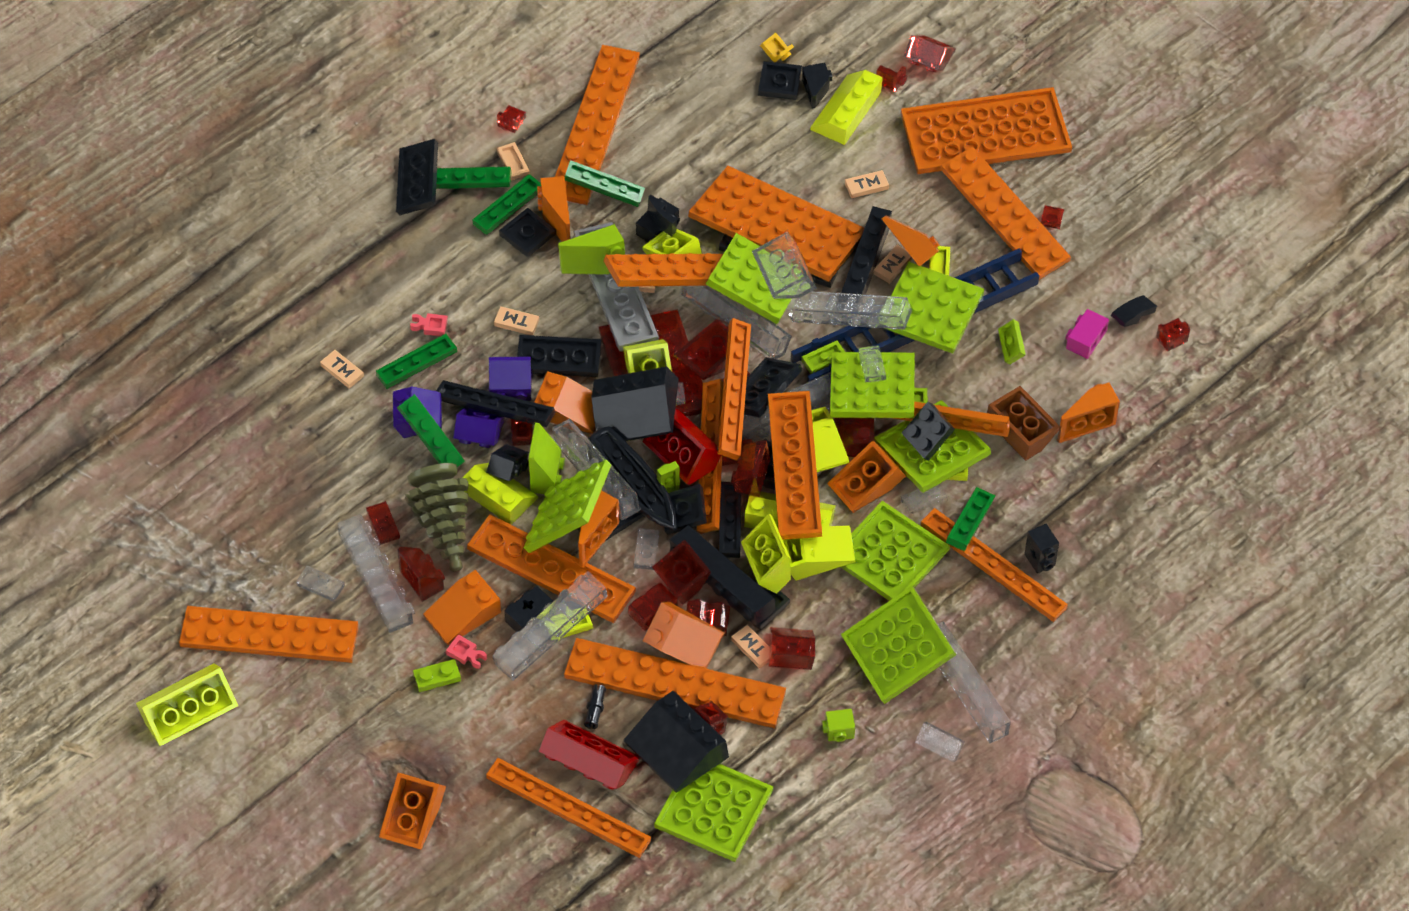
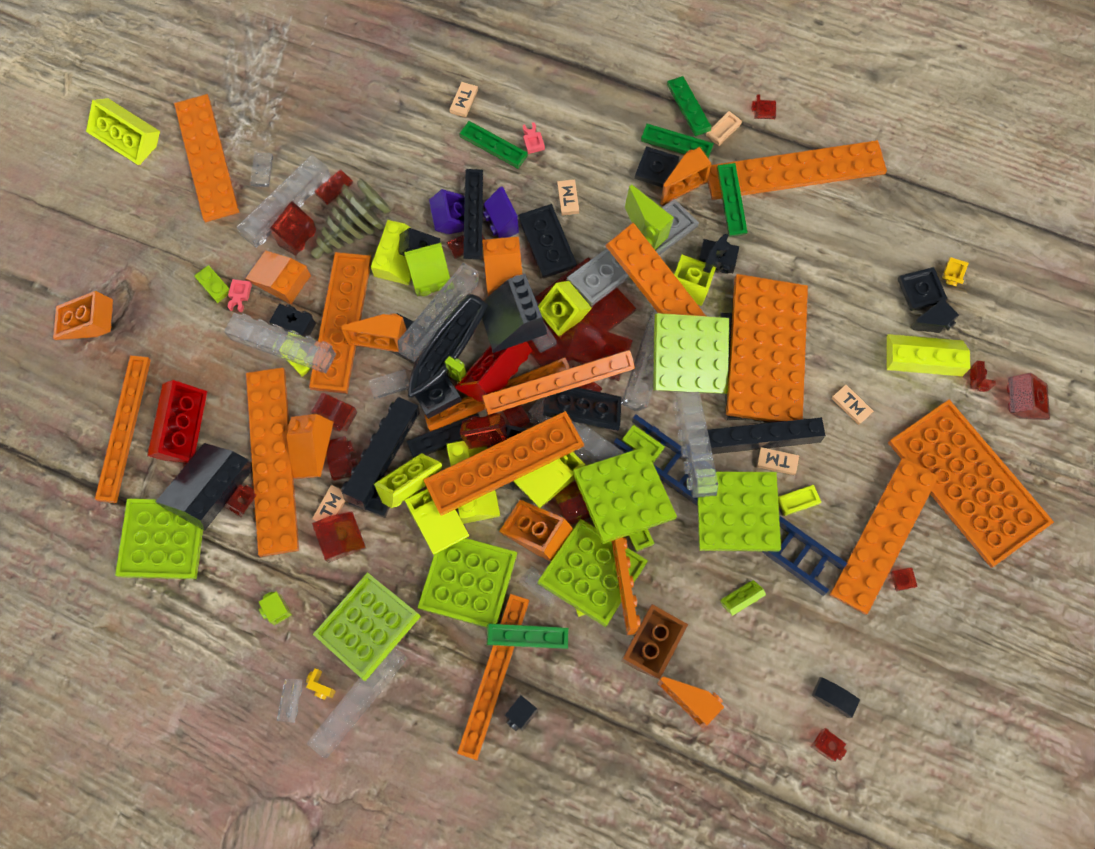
camera: 70 degrees right, 15 degrees up
(417, 177) = (666, 68): black plate -> none
(429, 432) = (420, 180): green plate -> none
(431, 401) = (441, 162): dark purple slope -> none
(567, 506) = (383, 304): lime plate -> none
(595, 706) = (225, 408): black pin -> none
(682, 572) = (365, 417): clear red slope -> none
(784, 268) = (708, 371): clear slope -> none
(872, 364) = (640, 484): clear plate -> none
(916, 243) = (798, 463): orange slope -> none
(928, 431) = (595, 562): black plate -> none
(940, 712) = (320, 690): none -> yellow bracket
(1087, 333) = (786, 662): dark pink brick -> none

